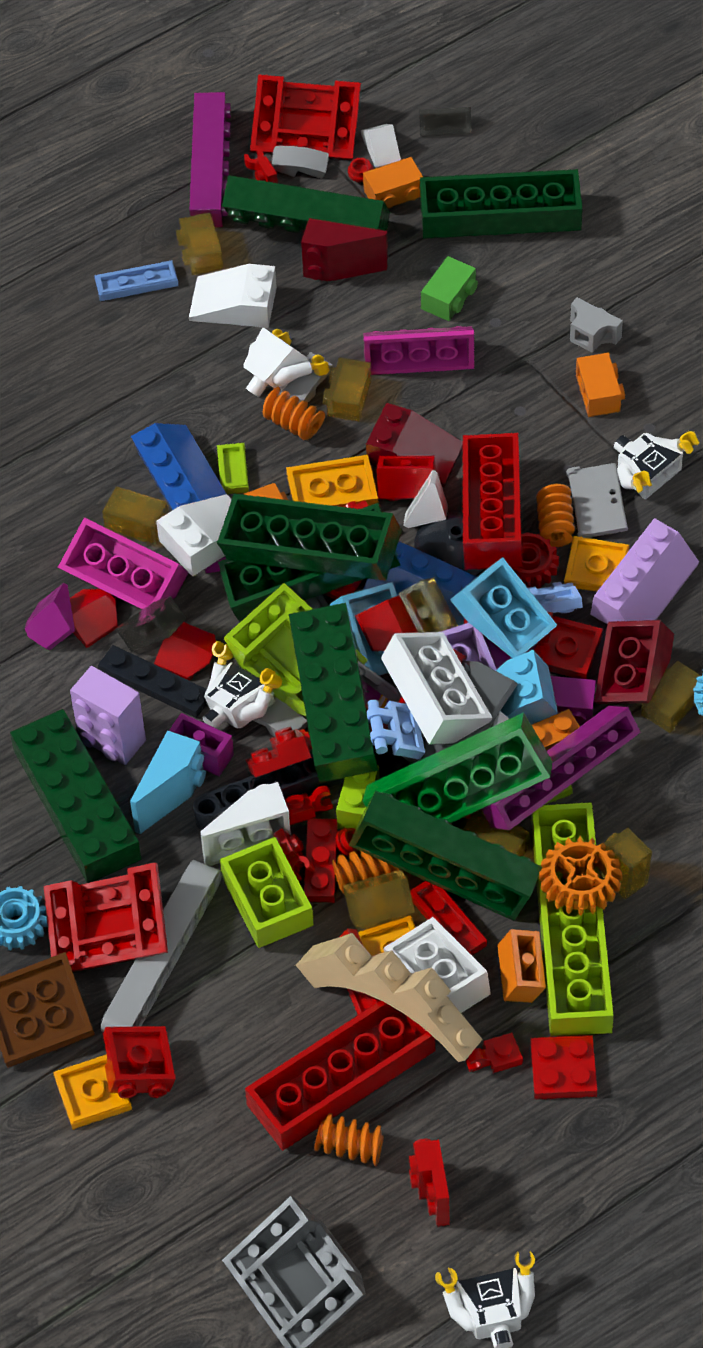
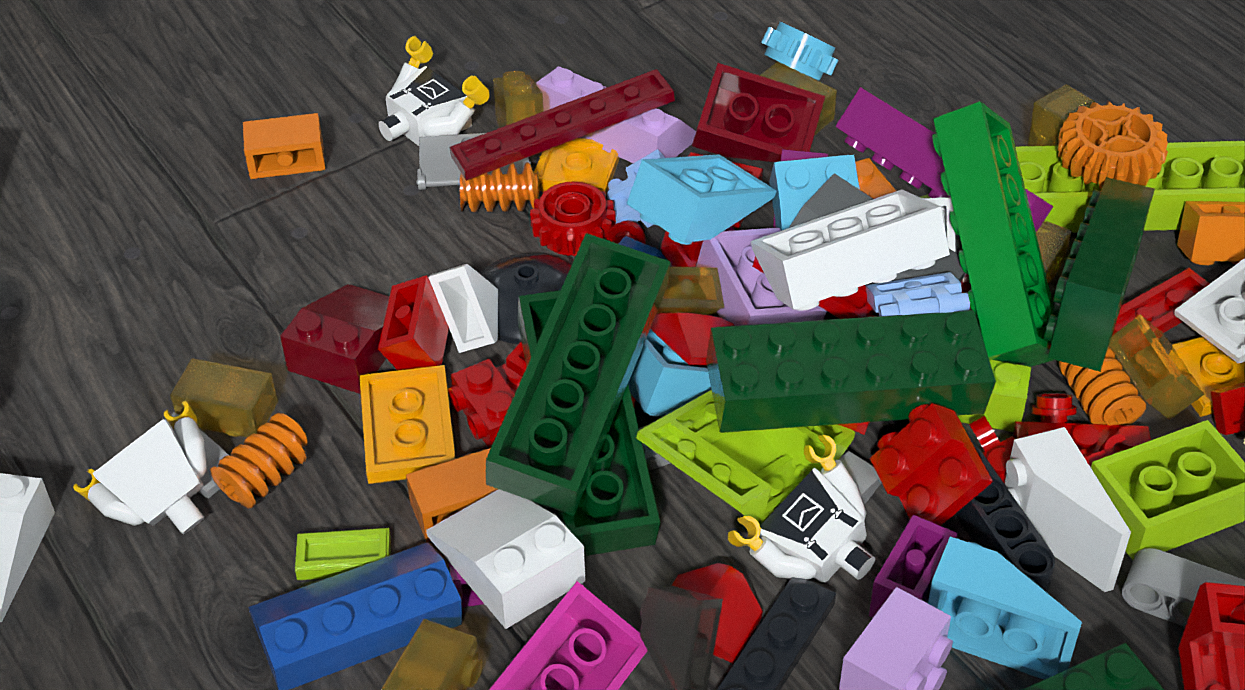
camera: 90 degrees left, 10 degrees down
(419, 350) = (170, 312): dark pink slope -> none
(449, 288) = (63, 285): bright green brick -> none
(491, 500) = (489, 221): red brick -> none
(593, 326) = (178, 149): light grey brick -> none
(597, 534) = (561, 124): none -> dark red tile
(633, 512) = (516, 97): none -> clear yellow brick

